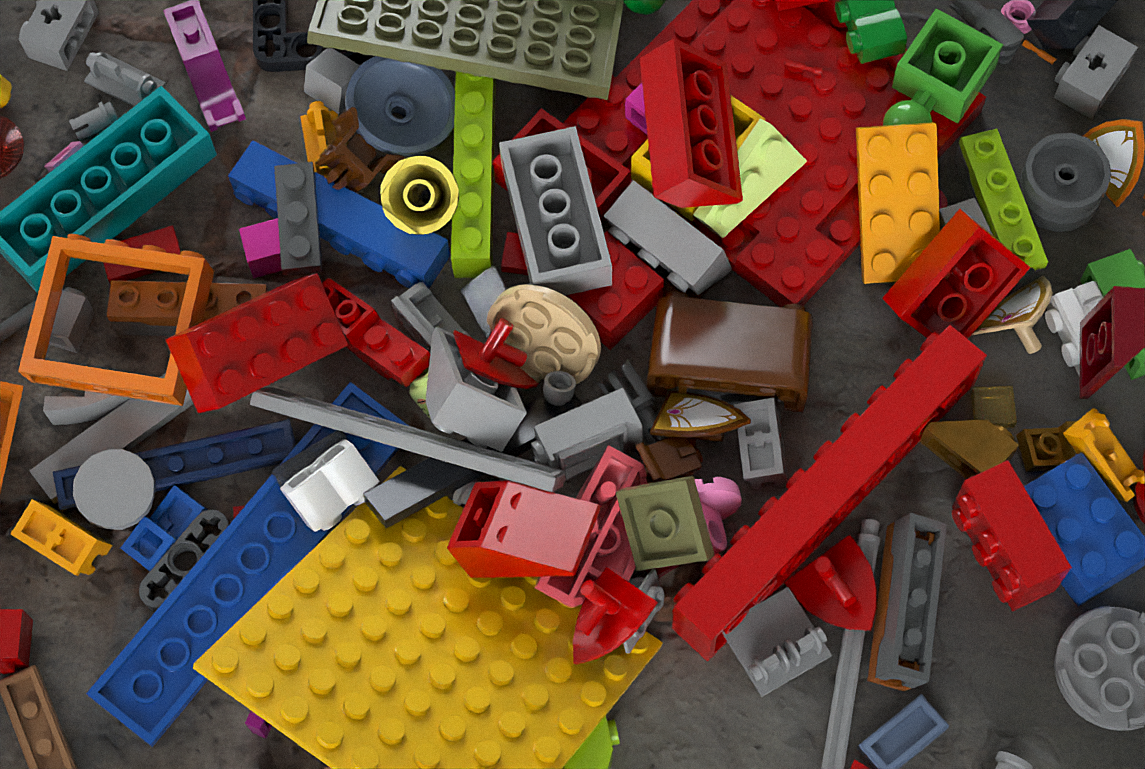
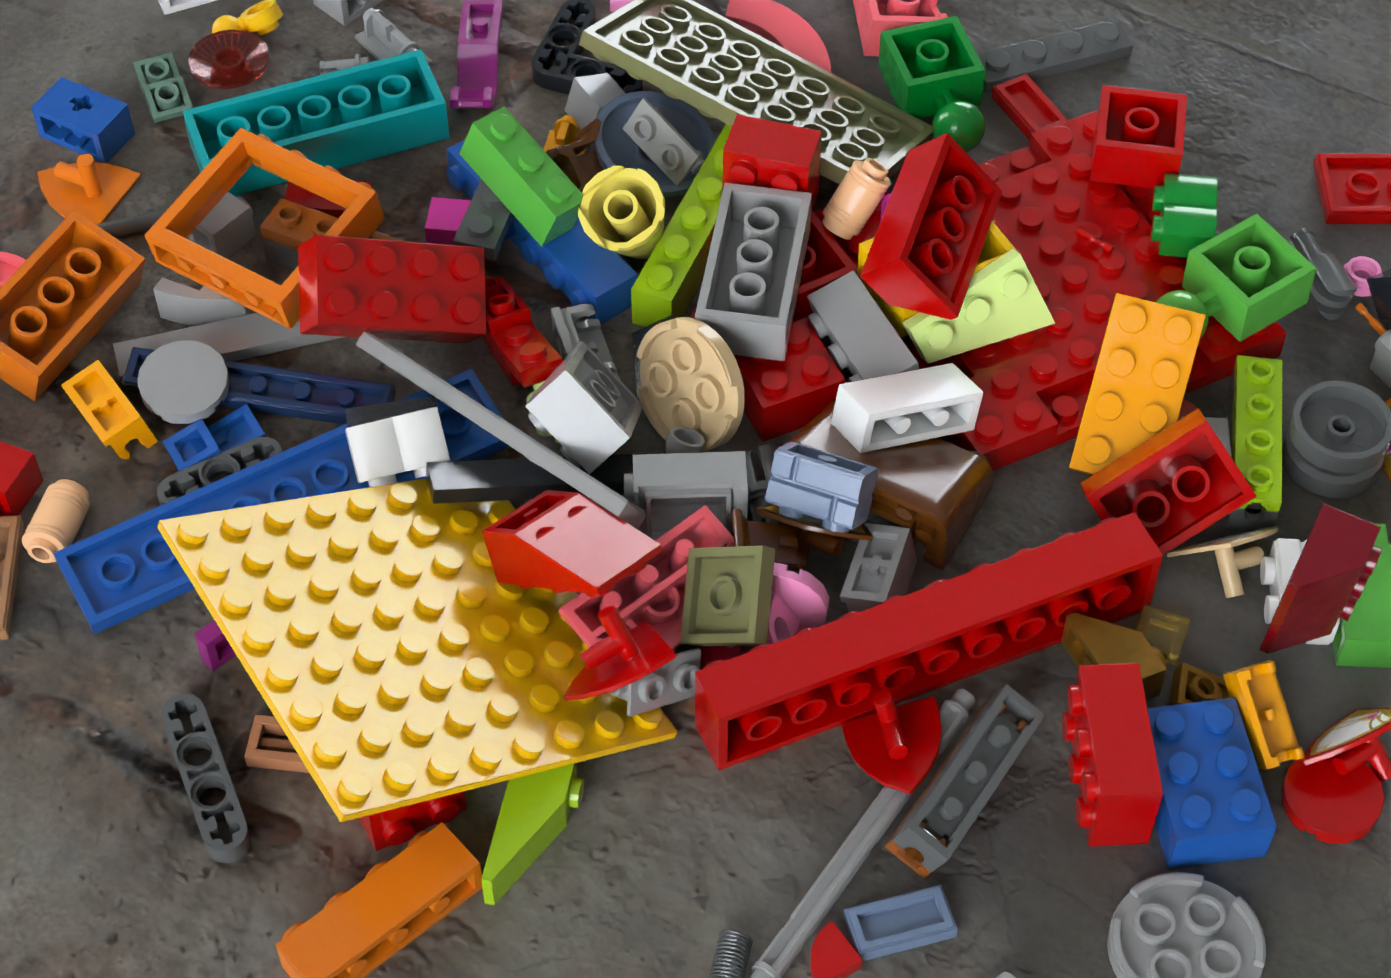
camera: 20 degrees right, 15 degrees down
(69, 659) = (56, 520): none -> light nougat head
(317, 191) = (522, 175): none -> bright green brick
(411, 105) = (663, 142): none -> light grey hinge
(495, 358) = (630, 384): red shield -> none
(526, 104) = (772, 156): none -> red brick
(604, 107) = (856, 198): none -> light nougat head
(698, 397) = (821, 486): none -> brick
(730, 293) = (906, 407): none -> white brick
(777, 642) = (802, 776): light grey hinge -> none

